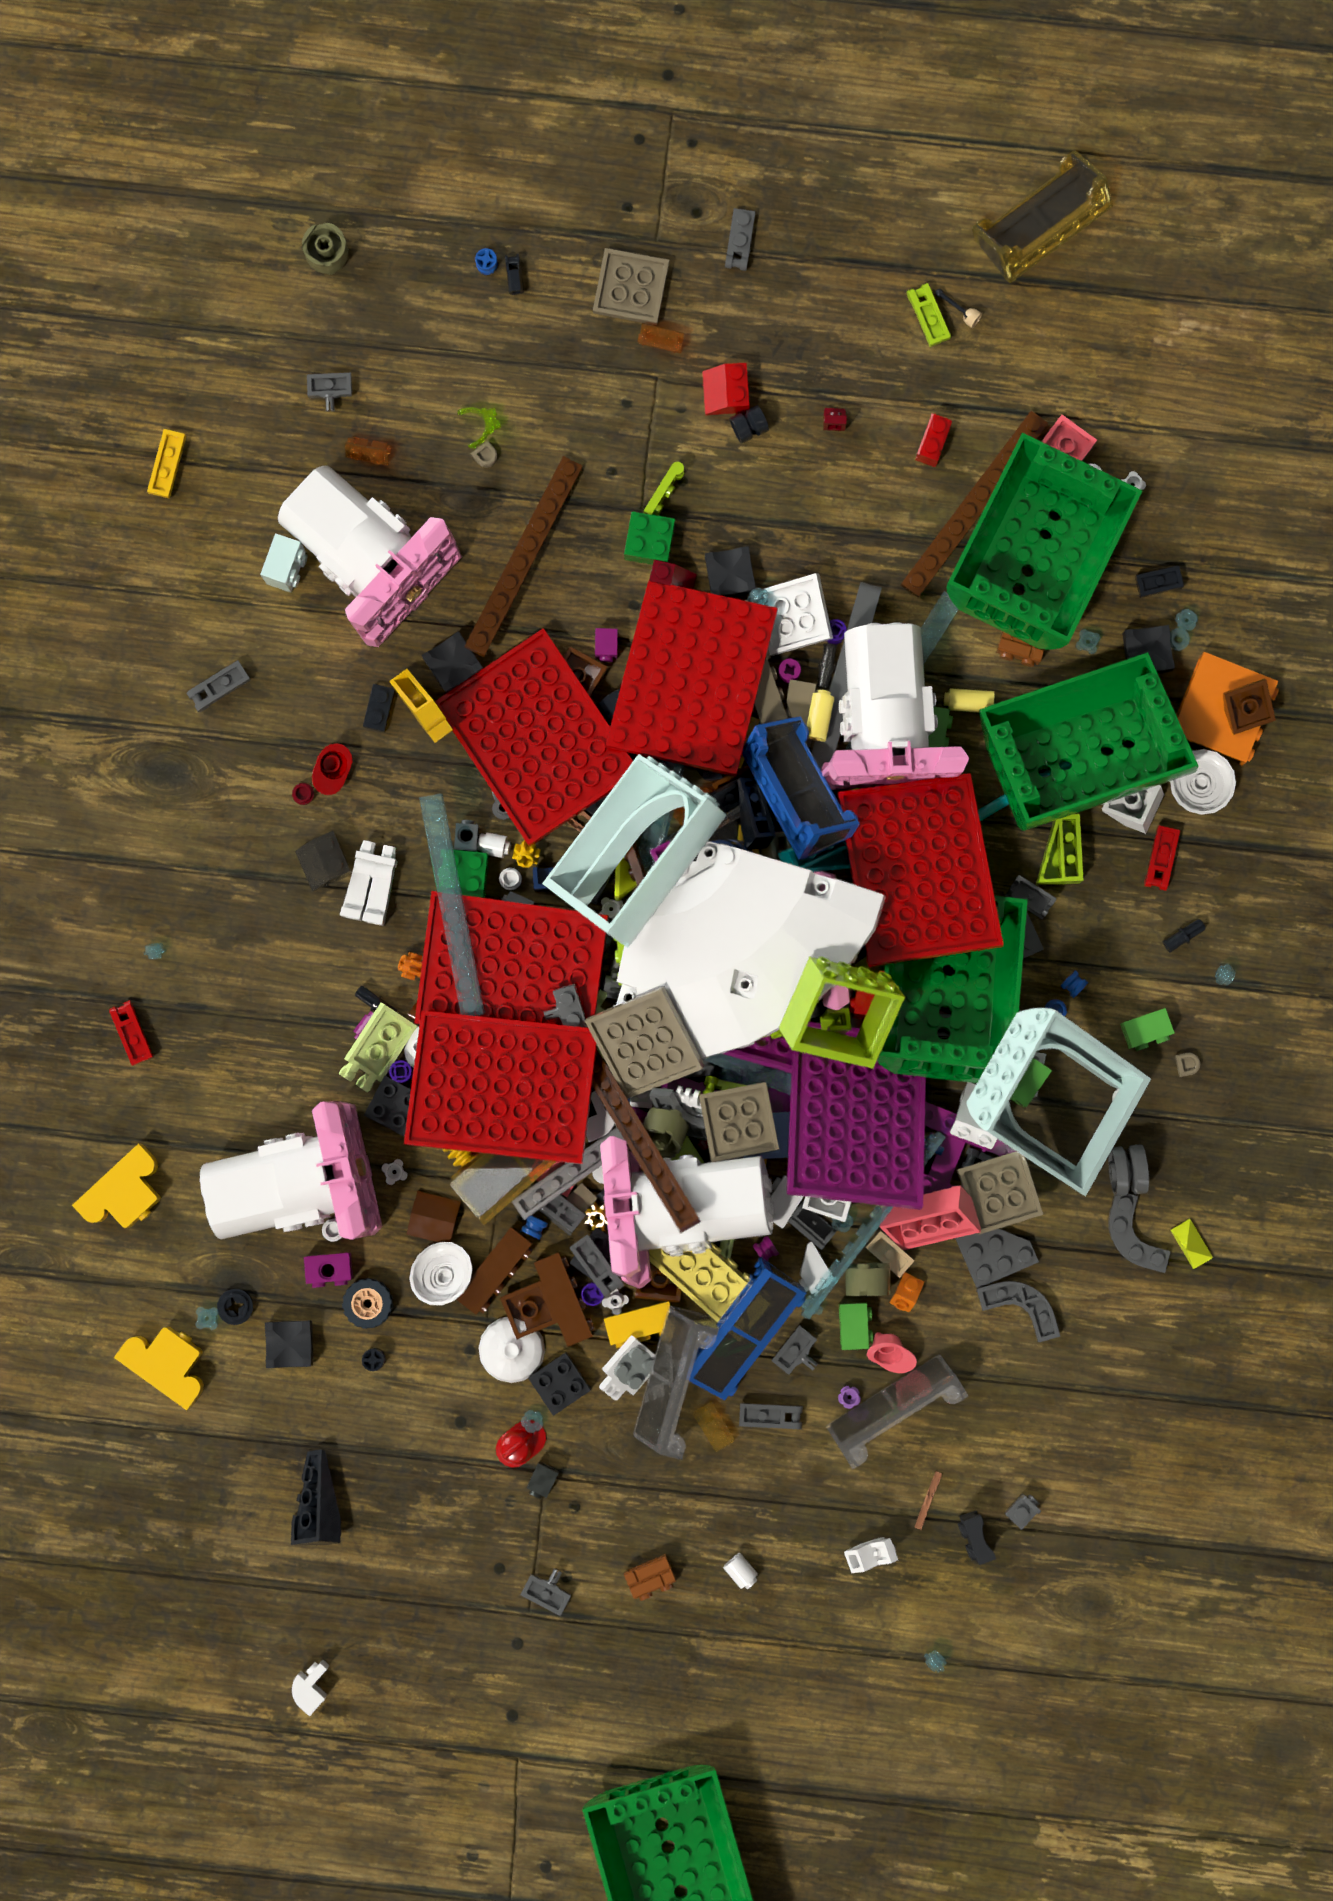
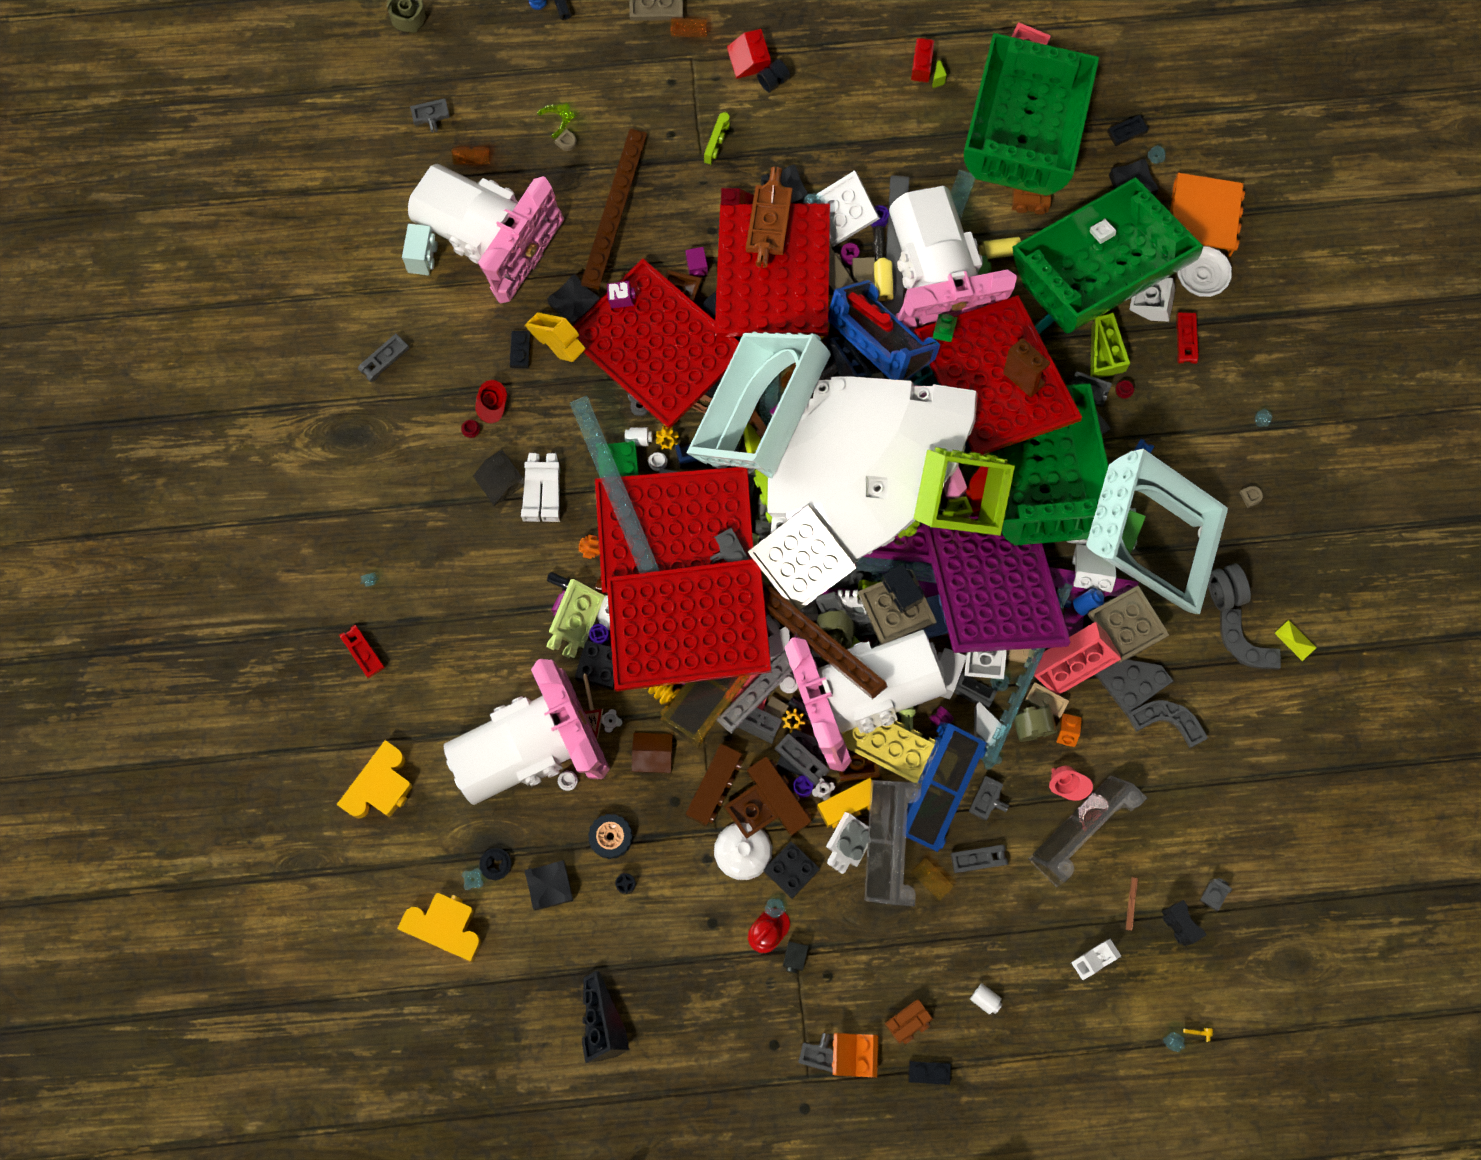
camera: 15 degrees left, 10 degrees down
(166, 463) = (308, 195): yellow plate -> none
(342, 1269) = (559, 810): magenta brick -> none
(376, 1163) = (593, 716): none -> tan piece
(441, 1273) = (669, 796): white hat -> none
(466, 825) = (611, 426): dark grey brick -> none
(507, 670) = (620, 294): none -> magenta brick
(534, 1227) = (740, 741): blue wheel -> none
(583, 1601) = (855, 1055): none -> orange bracket
(649, 538) = (712, 174): green brick -> none
(660, 1635) = (929, 1073): none -> black plate
(700, 616) = (769, 218): none -> dark orange plate
(751, 1108) = (903, 587): none -> black brick
(793, 760) = (871, 312): none -> red plate
(834, 419) = (840, 60): dark red bracket -> none
(849, 1403) = (1047, 828): medium lavender plate -> none
(854, 1326) = (1032, 766): bright green brick -> none
(871, 801) = (945, 327): none -> green plate
(950, 465) = (940, 75): none -> lime slope
(951, 875) = (1025, 367): none -> reddish brown panel
(962, 1155) = (1088, 601): none -> blue brick
(967, 512) = (959, 114): reddish brown plate -> none
(975, 1658) = (1207, 1032): none -> yellow piece
(1072, 905) = (1124, 389): none -> dark red plate
(1092, 637) = (1083, 182): clear light blue plate -> none
(1094, 708) = (1102, 231): none -> white plate
(1147, 1029) = (1212, 472): bright green brick -> none
(1184, 636) = (1158, 168): clear light blue plate -> none
(1184, 935) = (1221, 395): black axle -> none
(1248, 706) = (1225, 204): reddish brown slope -> none

